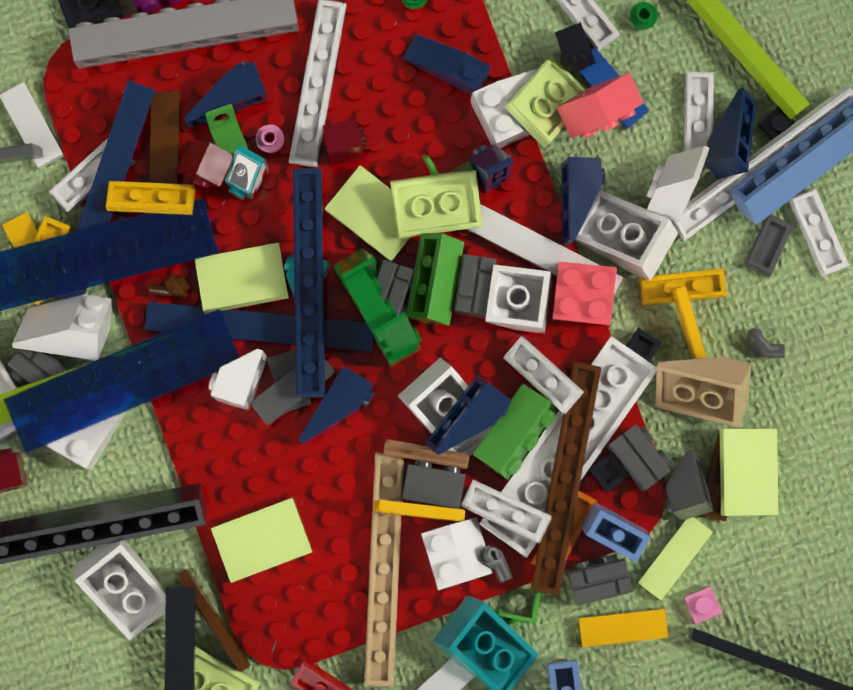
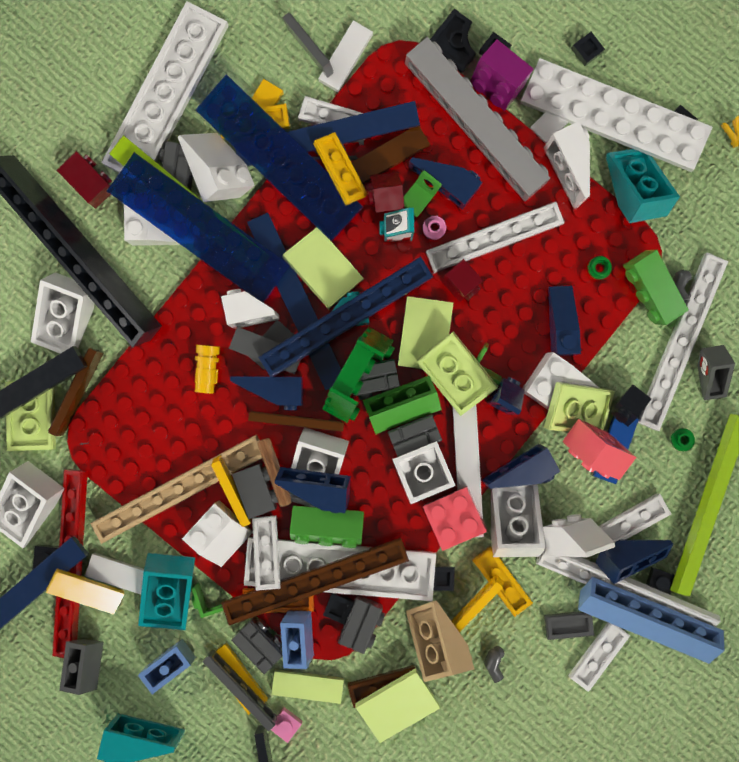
camera: 60 degrees right, 5 degrees up
(174, 285) = (290, 224): reddish brown plate -> none
(261, 540) = (149, 392): yellowish green tile -> none
(276, 465) = (206, 372): none -> yellow axle
(386, 399) = (296, 421): none -> reddish brown tile
(495, 559) = (230, 563): dark grey arm -> none
(543, 374) = (379, 522): white tile -> none
(635, 626) = (240, 689): none -> dark grey tile
(688, 489) = (359, 670): dark grey slope -> none

